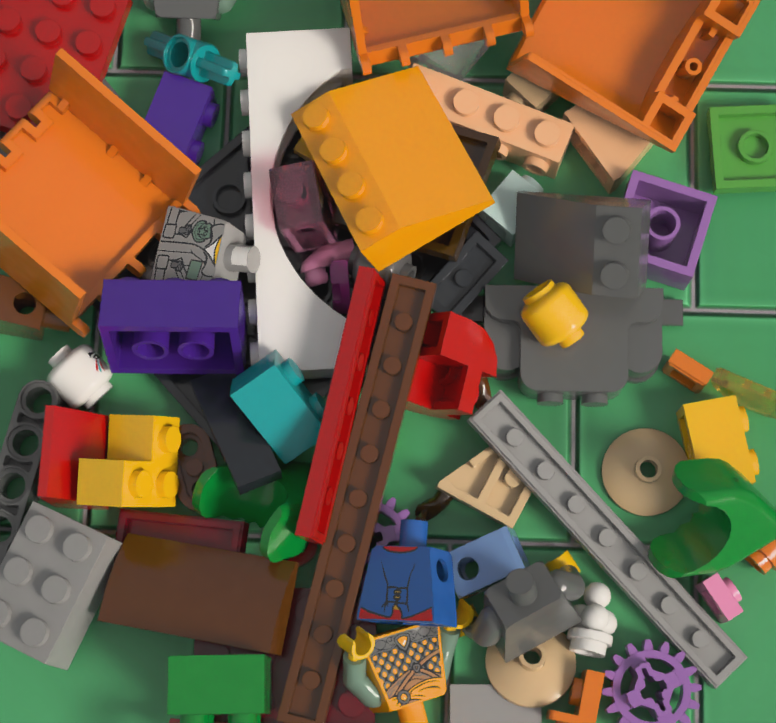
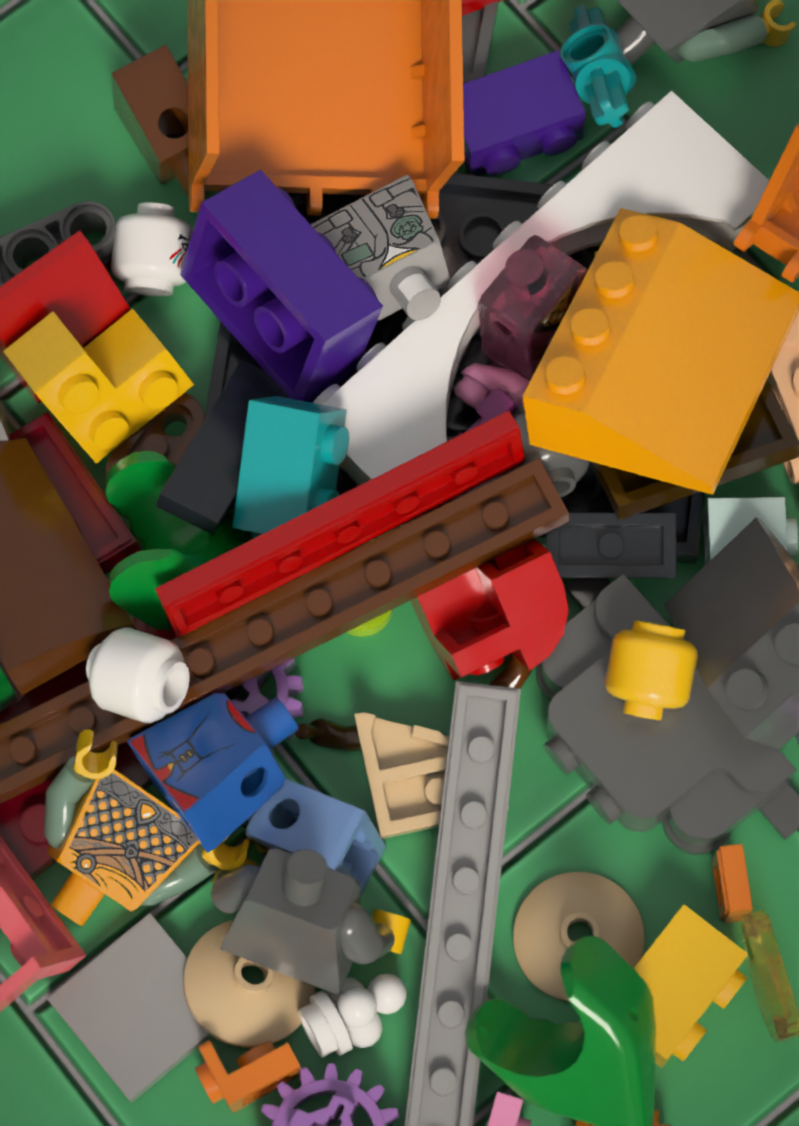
camera: 50 degrees right, 5 degrees down
(330, 583) = (137, 675): none -> white head

